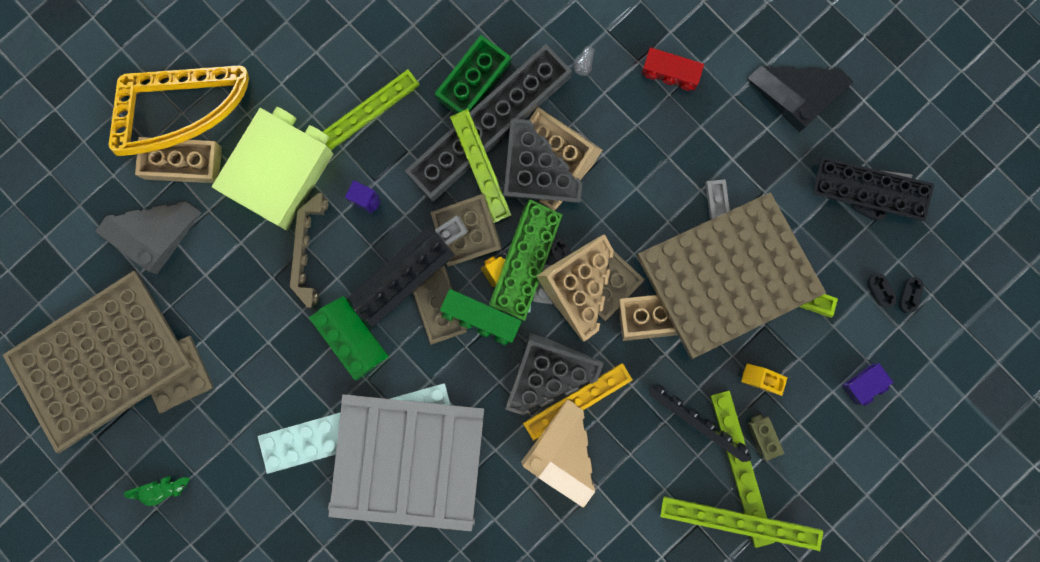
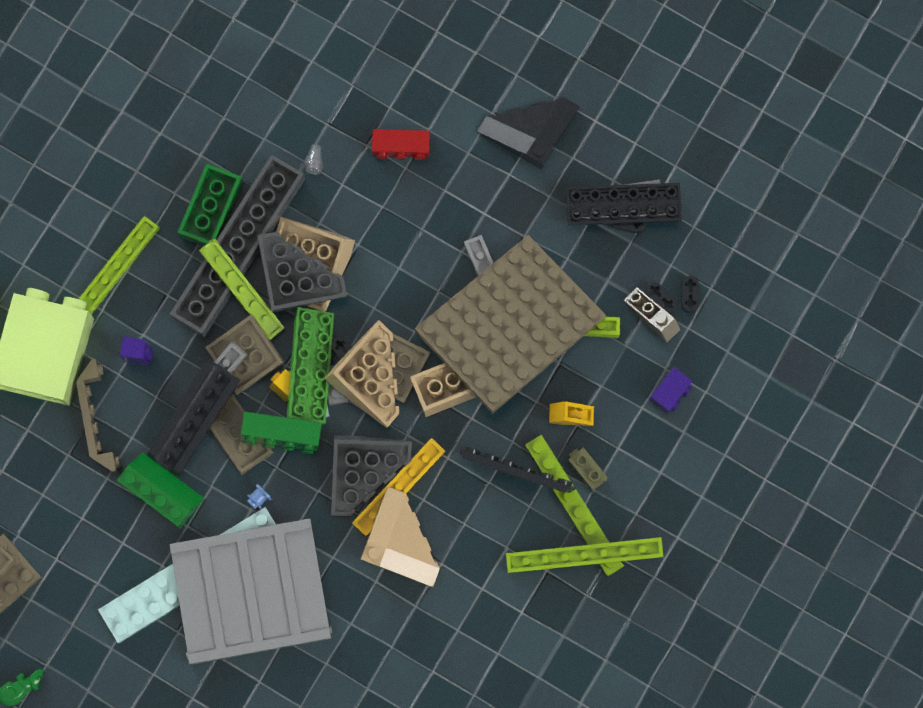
camera: 15 degrees left, 5 degrees down
(440, 372) = (258, 497): none -> medium blue brick
(870, 305) = (652, 314): none -> dark tan slope

